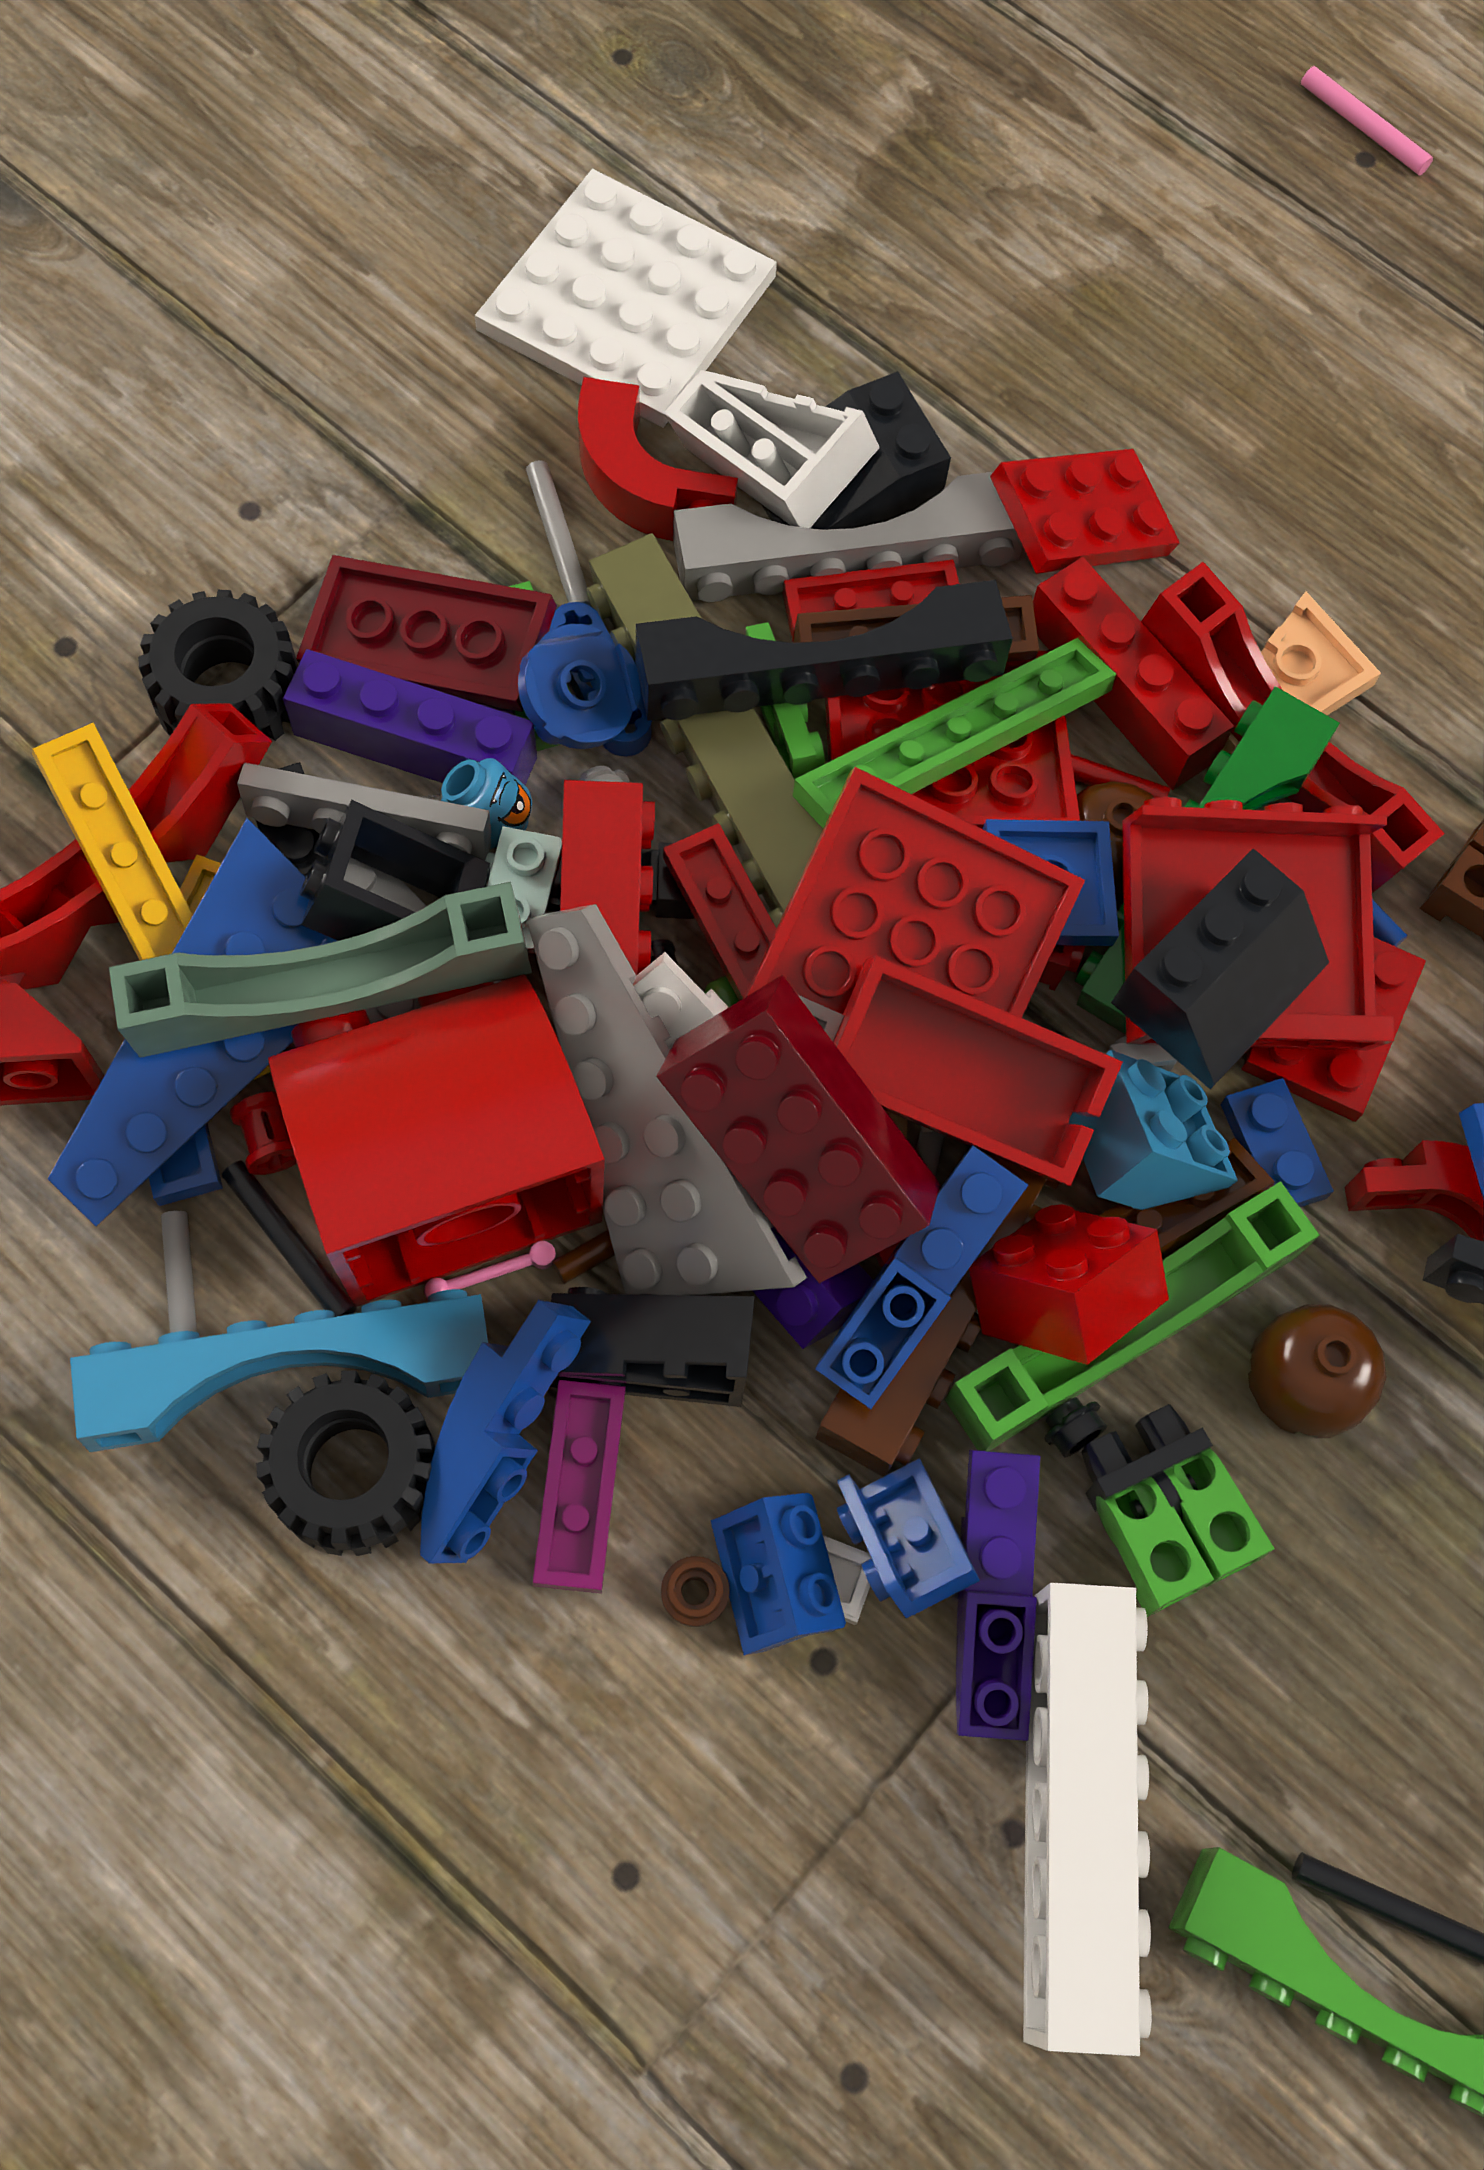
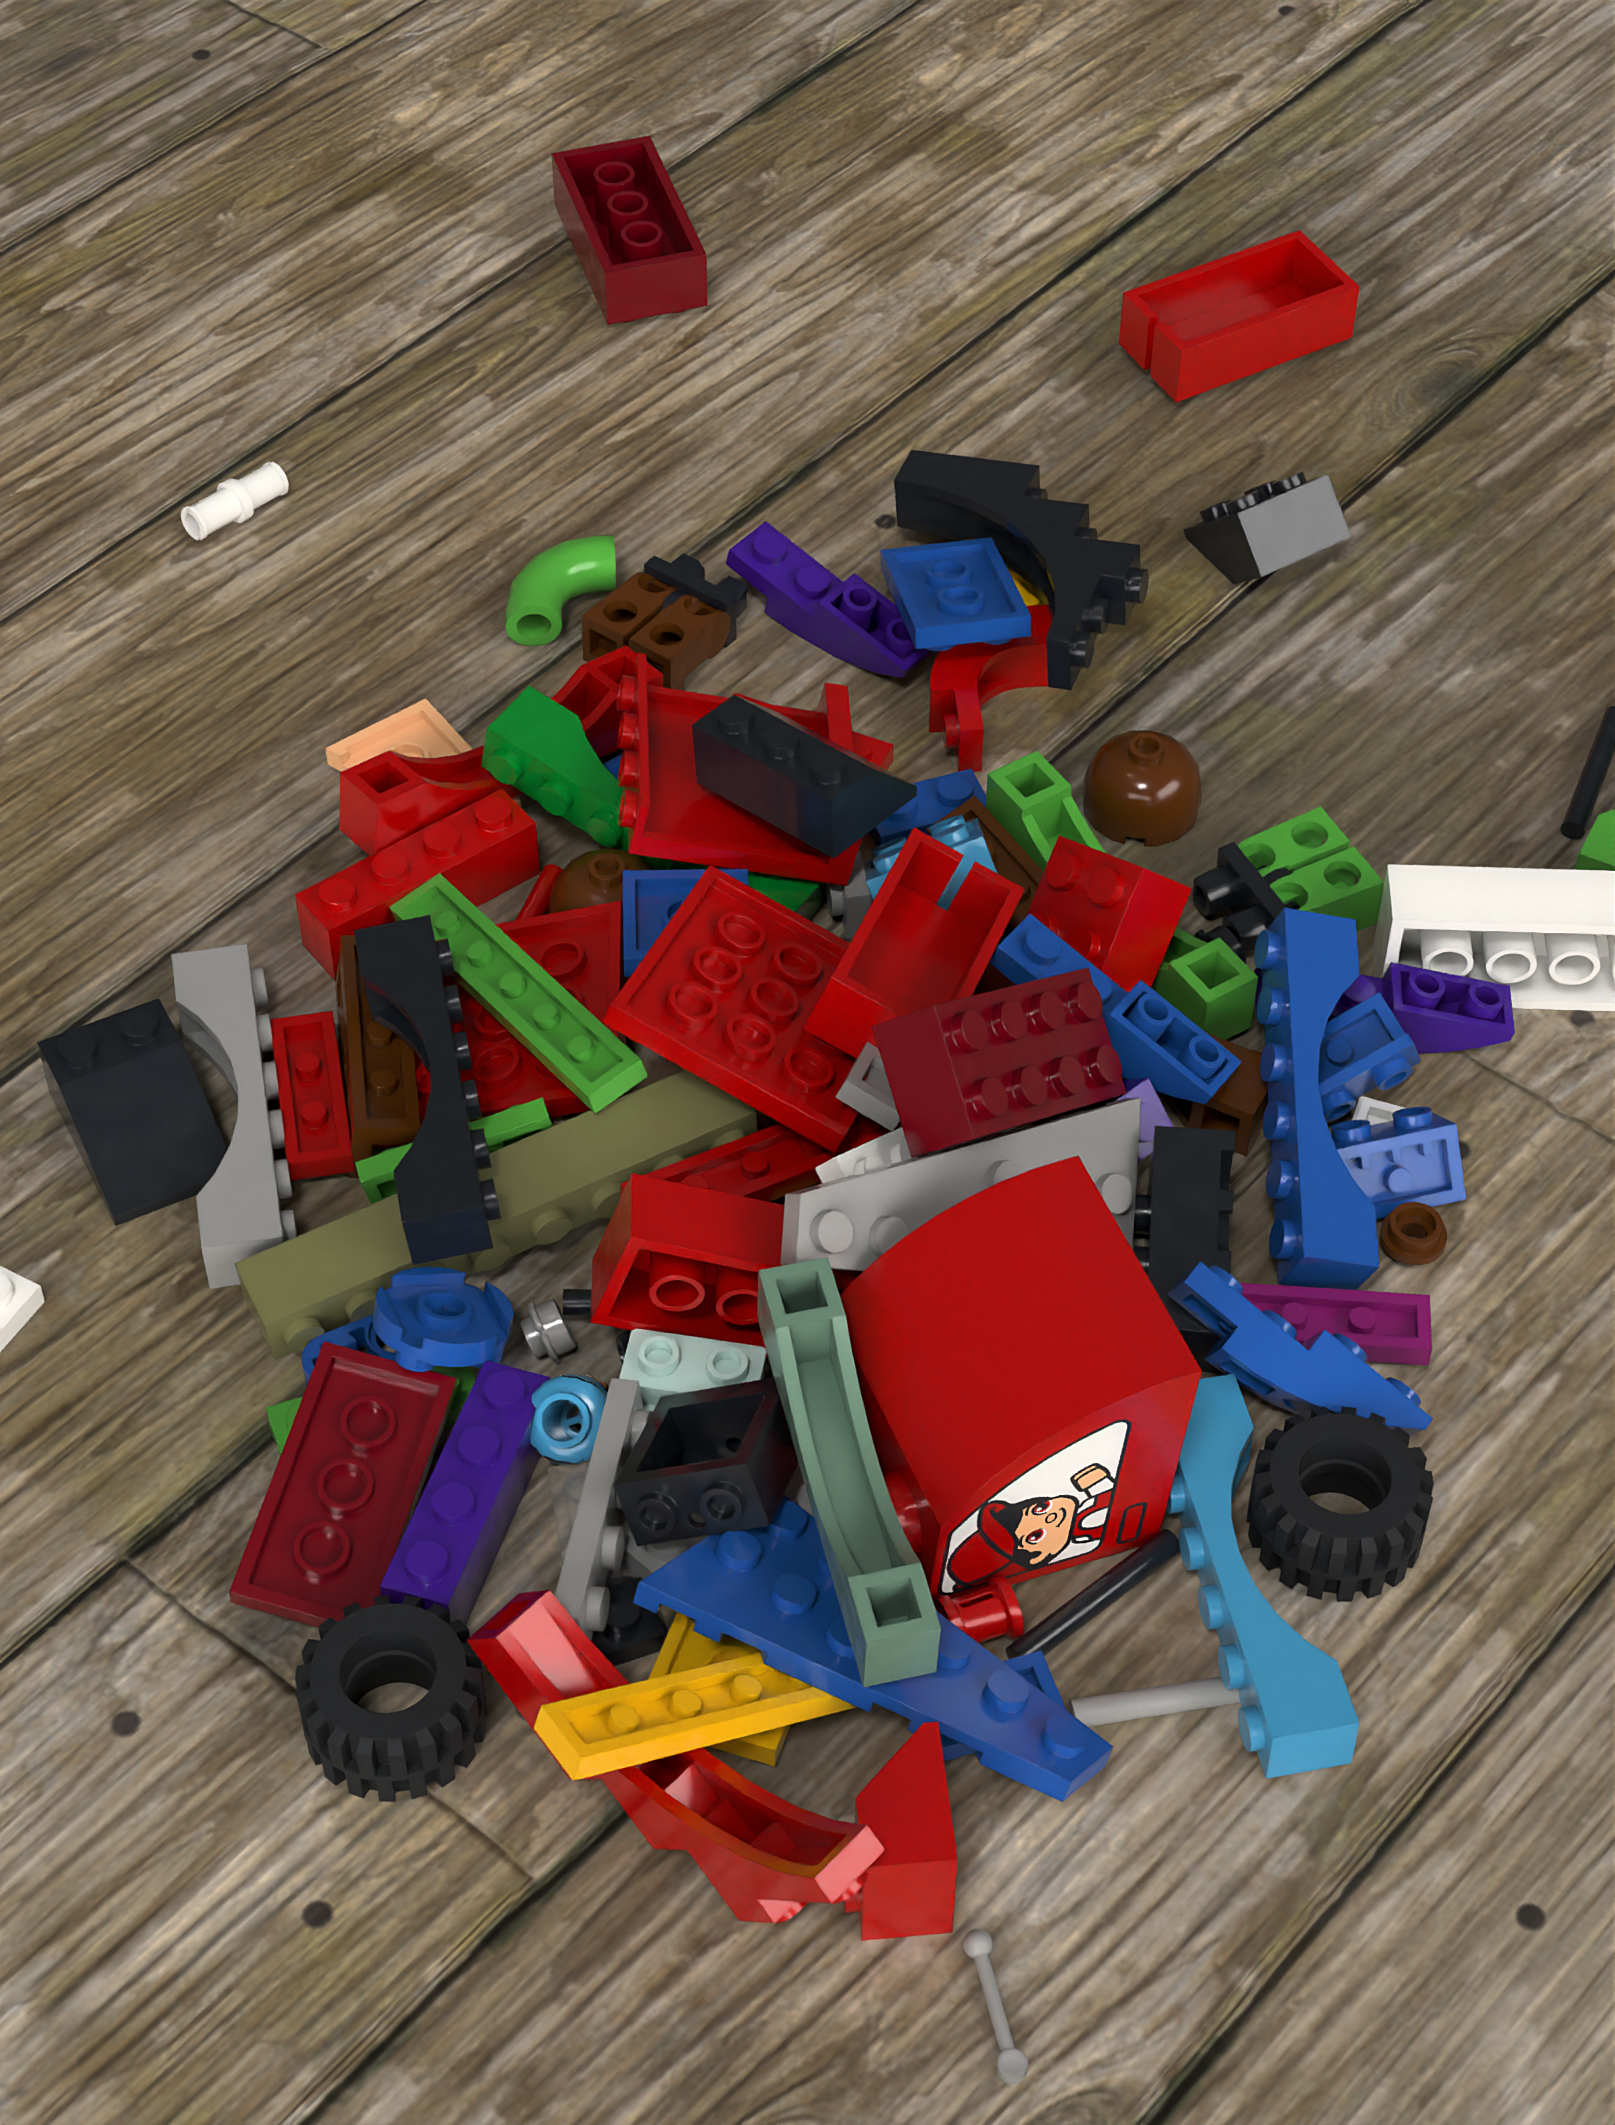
camera: 85 degrees left, 20 degrees down
(557, 532) = (198, 1390): light grey bar -> none
(625, 475) = (118, 1323): red arch -> none
(778, 447) = (129, 1154): white wedge -> none
(976, 1486) = (1321, 1215): none -> blue arch
(1084, 508) = (221, 904): red plate -> none

